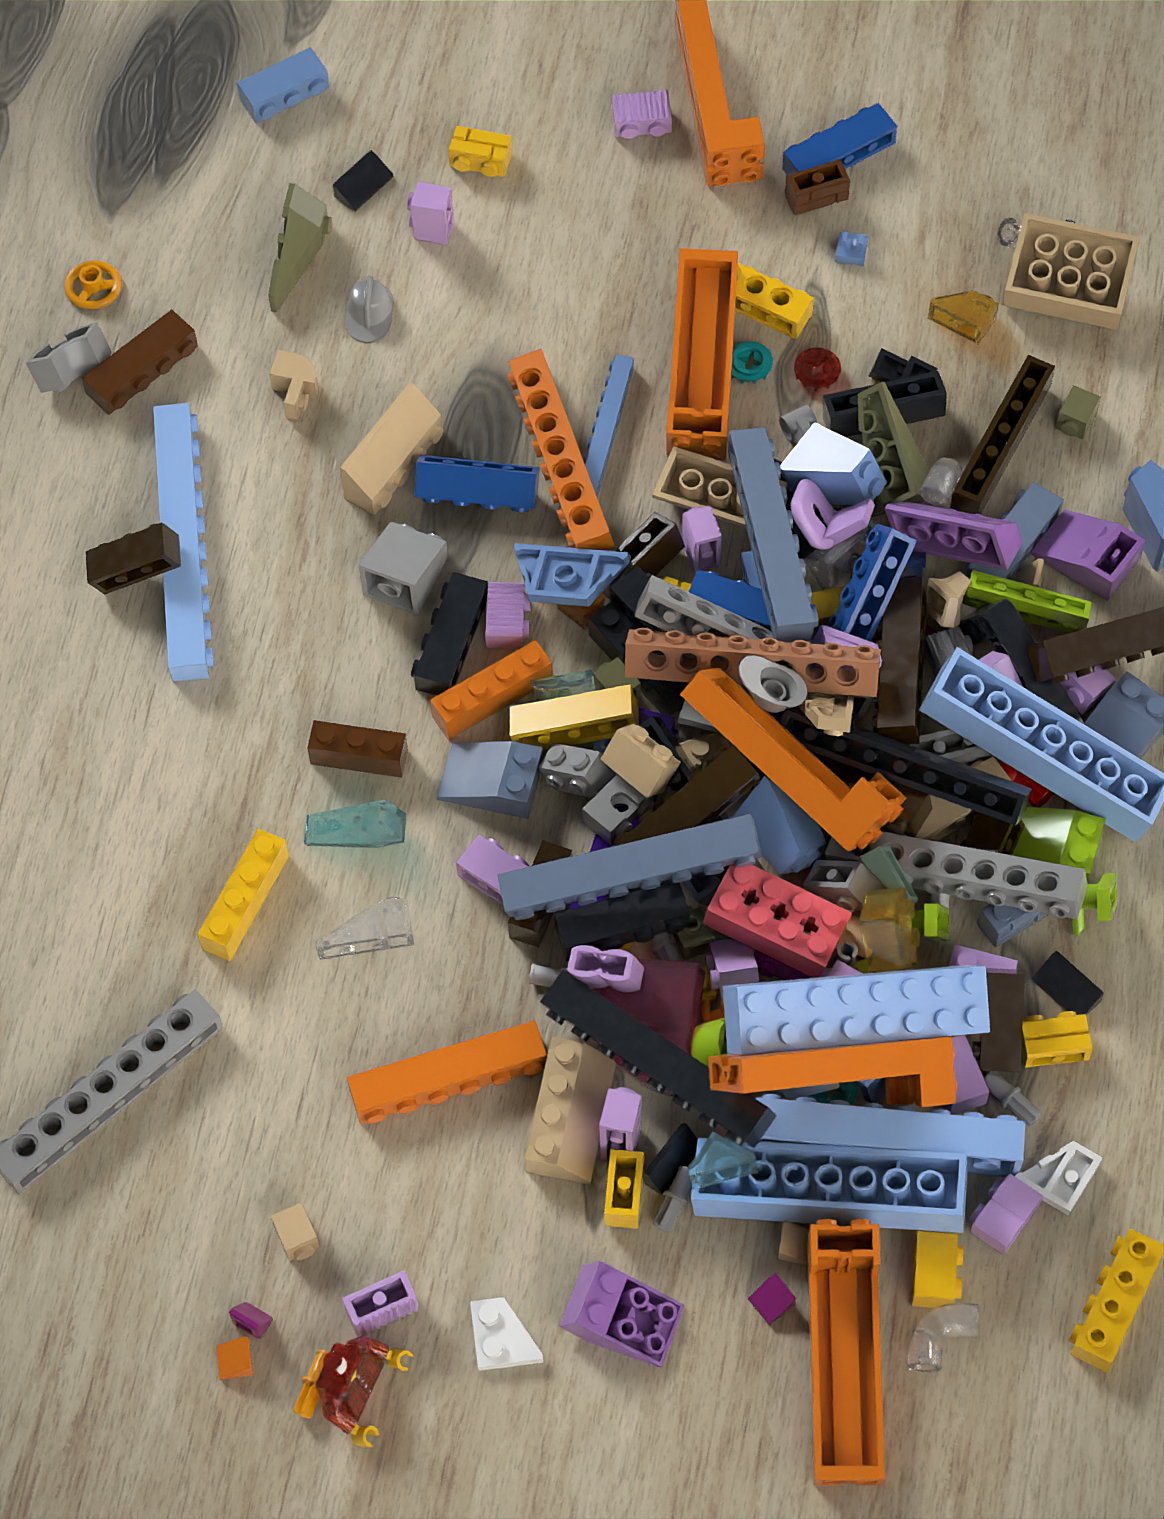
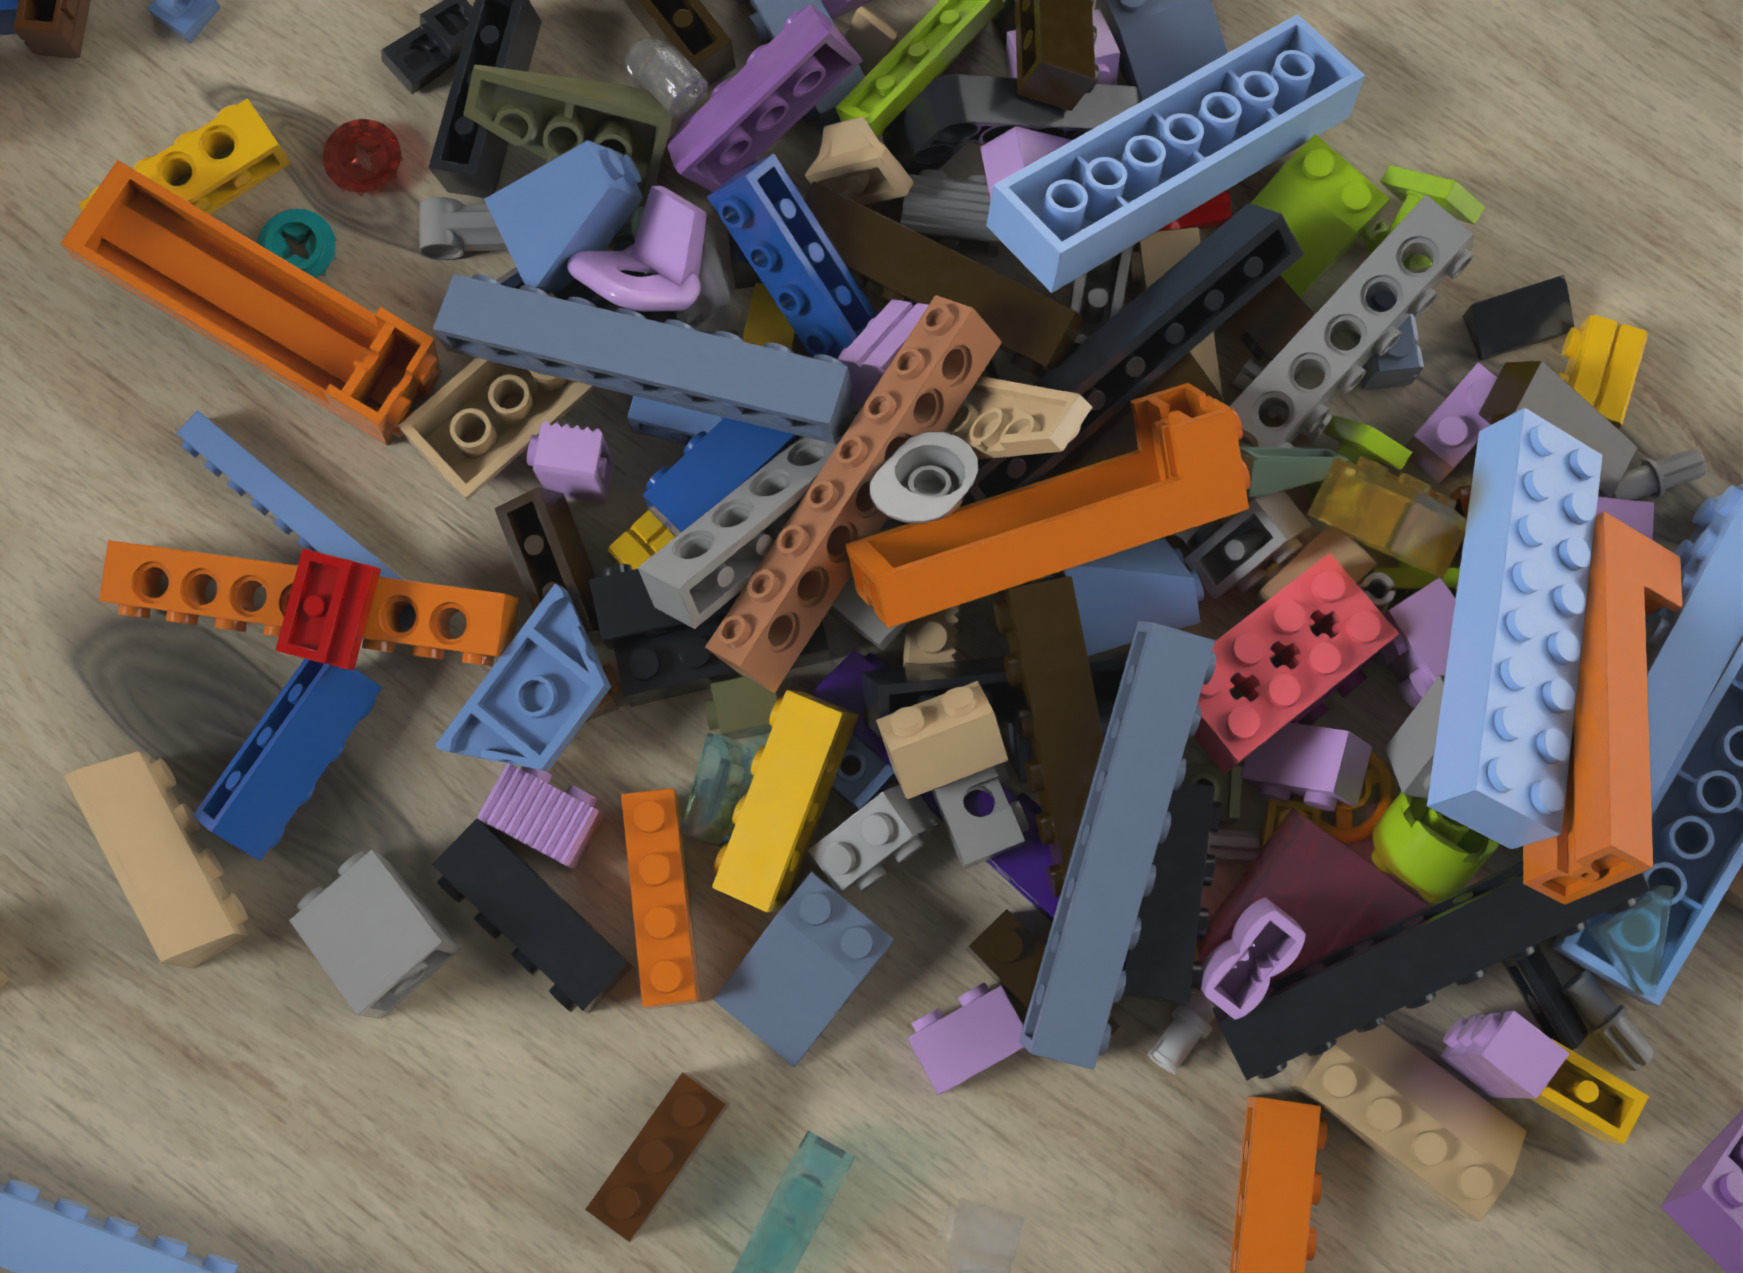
camera: 65 degrees left, 15 degrees up
(557, 456) = (328, 609): none -> red plate

